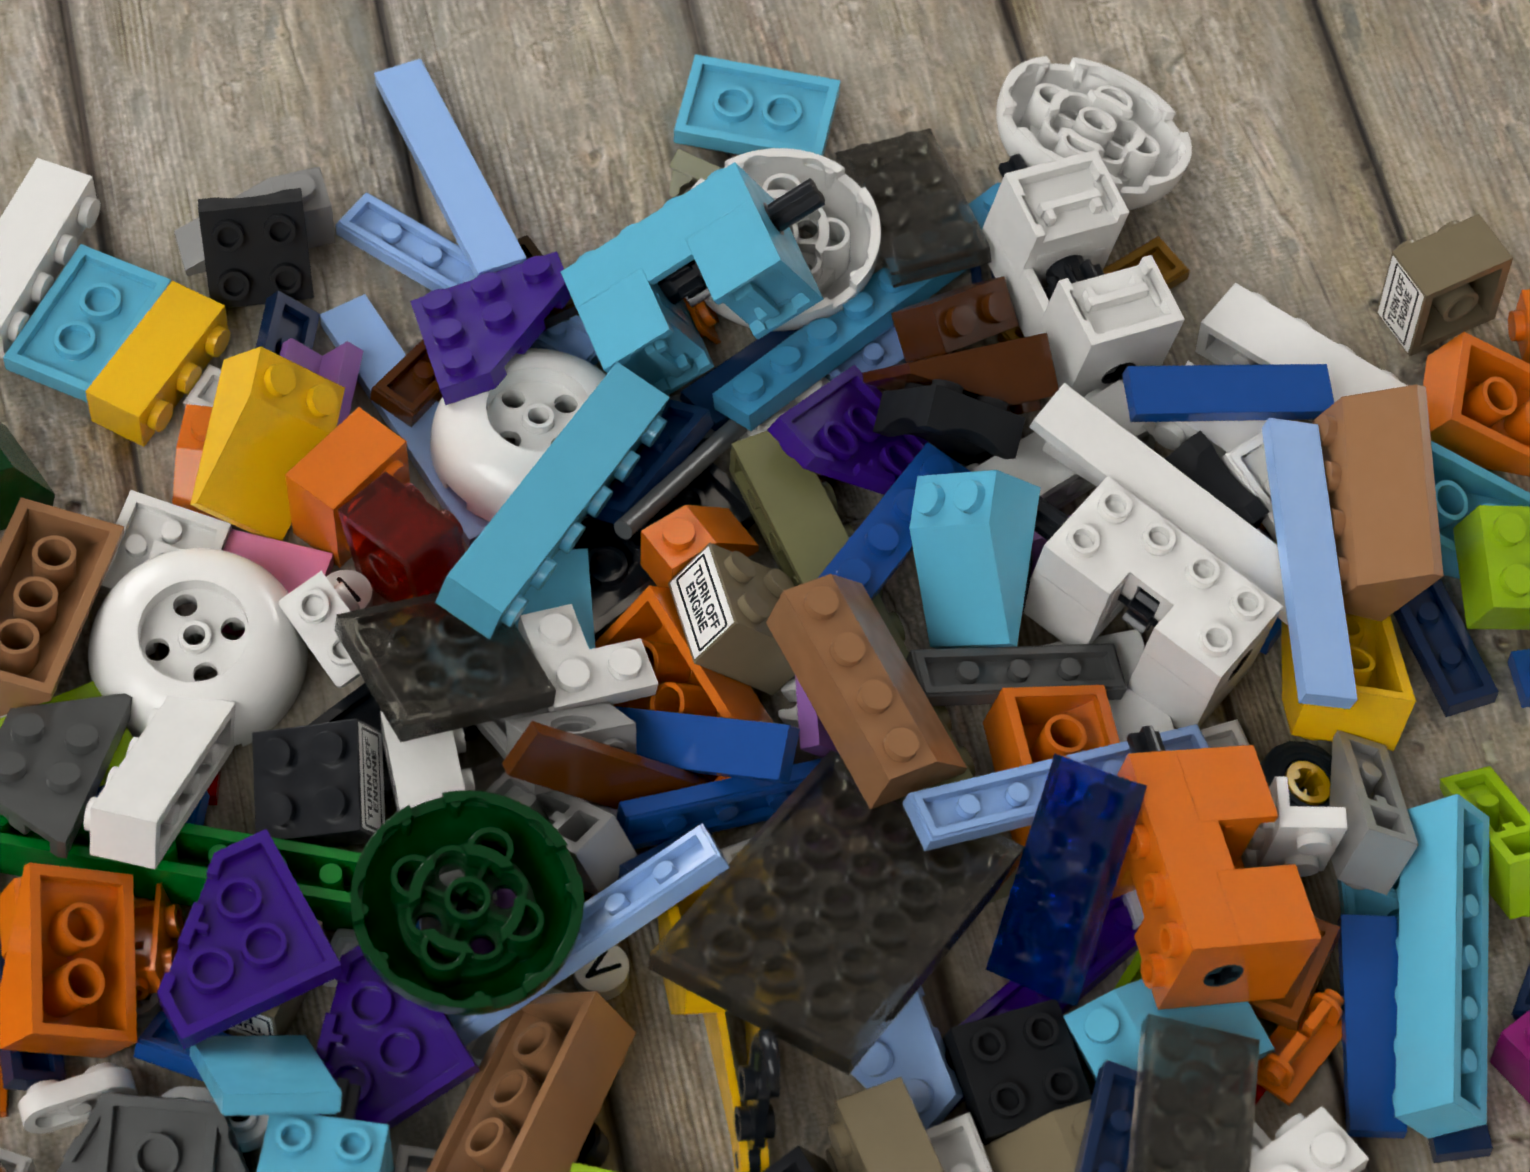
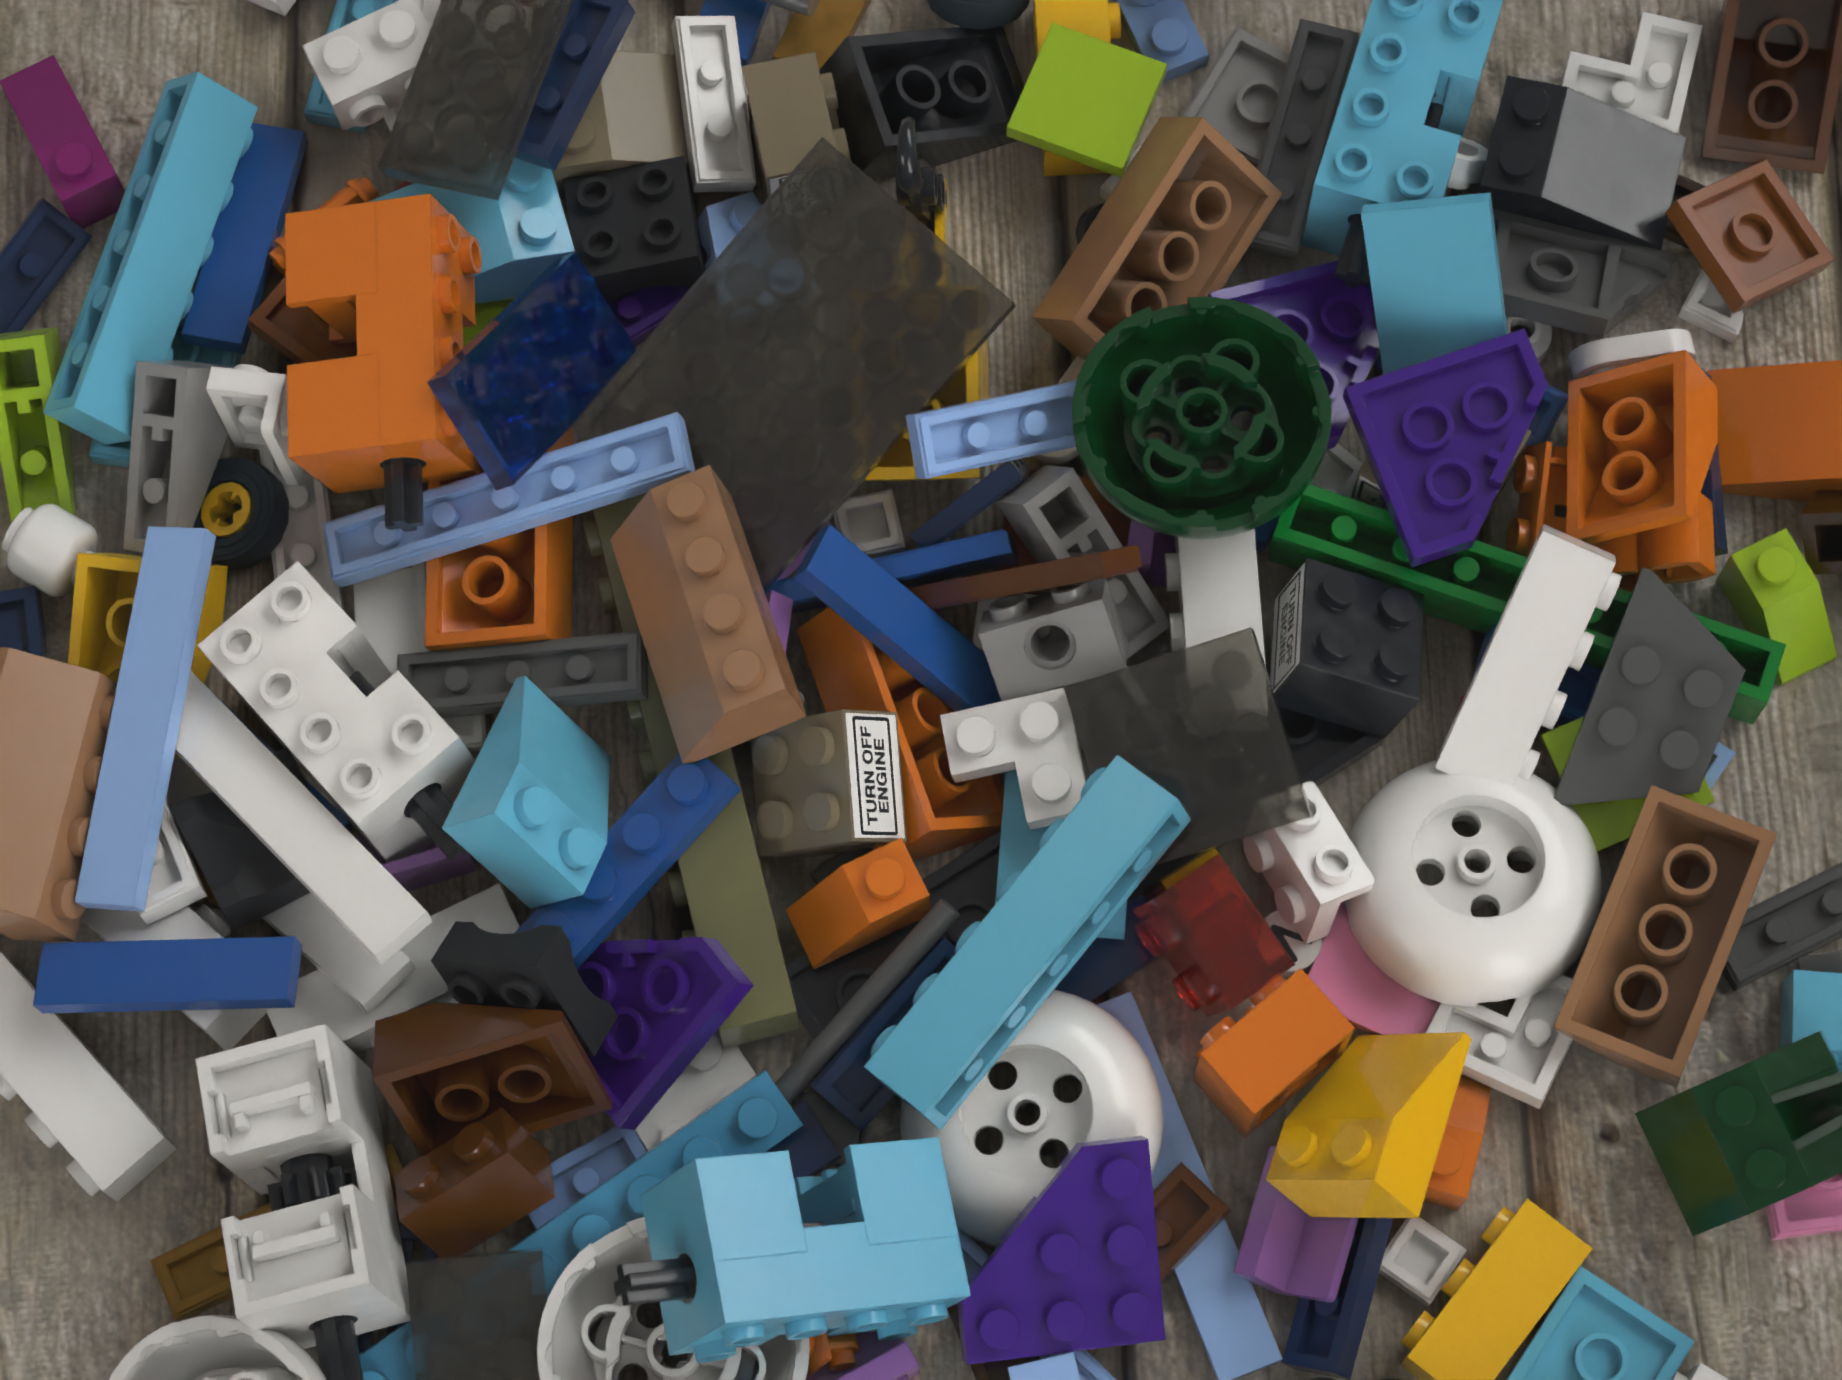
camera: 165 degrees left, 15 degrees up
(1445, 735) = (45, 547): none -> white head

